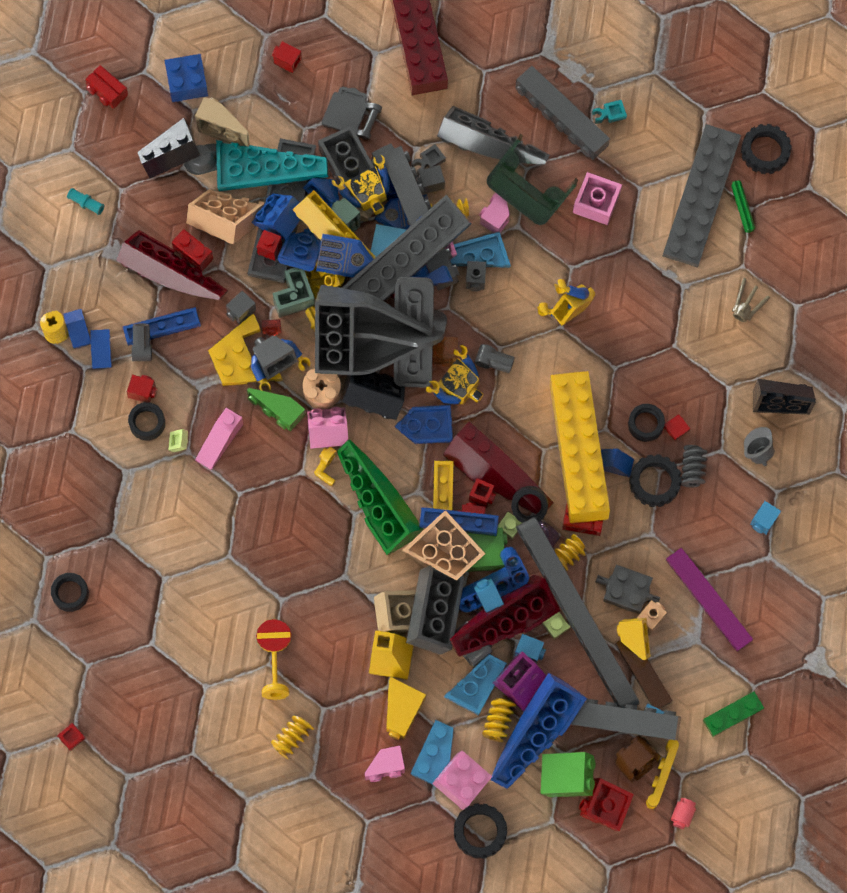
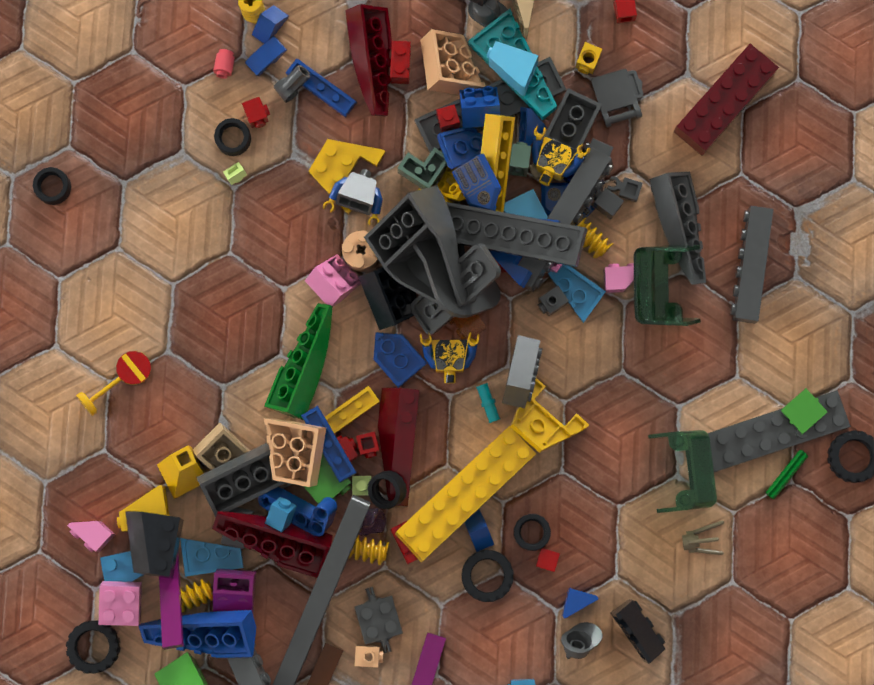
camera: 60 degrees right, 10 degrees up
(80, 384) = (224, 63): none -> coral brick
(219, 438) = (260, 203): bright pink slope -> none
(240, 307) = (380, 136): dark grey brick -> none
(267, 166) = (513, 65): none -> medium azure slope
(271, 327) = (383, 173): clear red plate -> none
(282, 408) = (322, 235): bright green slope -> none
(291, 736) = (60, 444): yellow piece -> none
(304, 105) = (588, 51): none -> yellow brick
(327, 457) = (308, 298): yellow plate -> none
(434, 713) = (154, 542): none -> black wedge
(483, 729) = (171, 610): none -> magenta tile
(489, 357) = (490, 365): dark grey piece -> none
(516, 334) = (522, 372): none -> brick
(518, 381) = (488, 402): none -> teal pin
(531, 647) = (268, 578): dark azure brick -> none
(556, 625) = (304, 584): yellowish green plate -> none
(566, 354) = (541, 427): none -> yellow wing
(570, 304) = (585, 395): torso -> none
(597, 198) = (696, 349): bright pink brick -> none
(612, 111) = (787, 305): teal plate -> none
(635, 636) = (338, 656): yellow slope -> none
(692, 466) = (522, 599): dark grey piece -> none
(704, 157) = (804, 411): none -> bright green piece
(712, 272) = (700, 469): none -> clear green windscreen
(725, 428) = (576, 601): none -> blue slope

